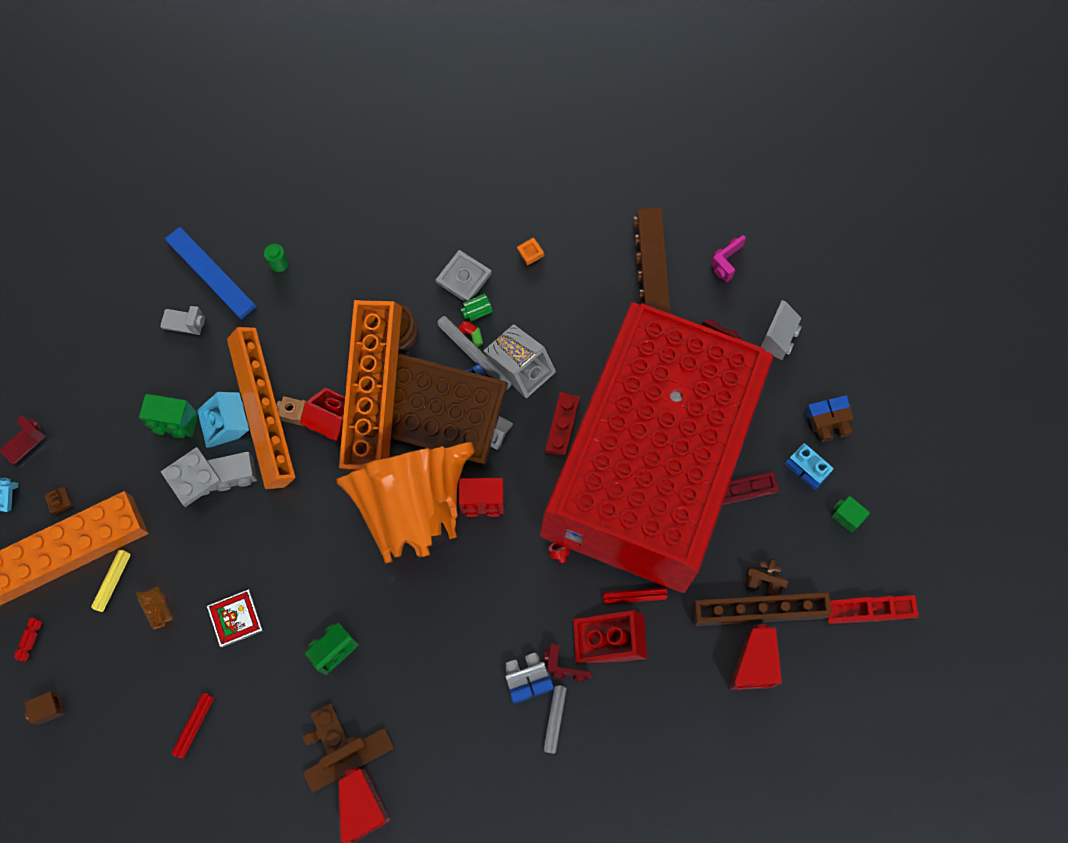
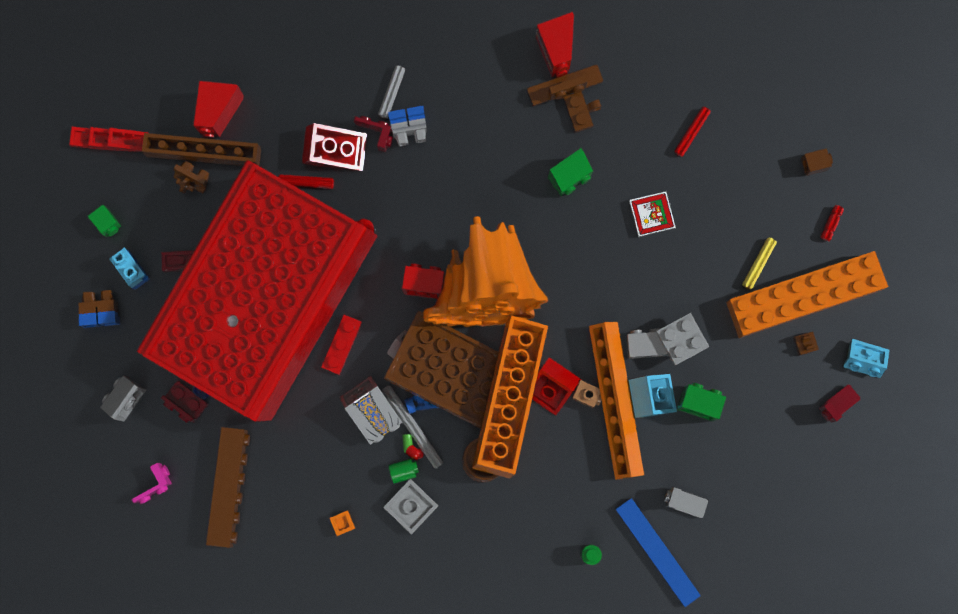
camera: 175 degrees left, 10 degrees up
(154, 607) = (720, 230): clear orange hips -> none

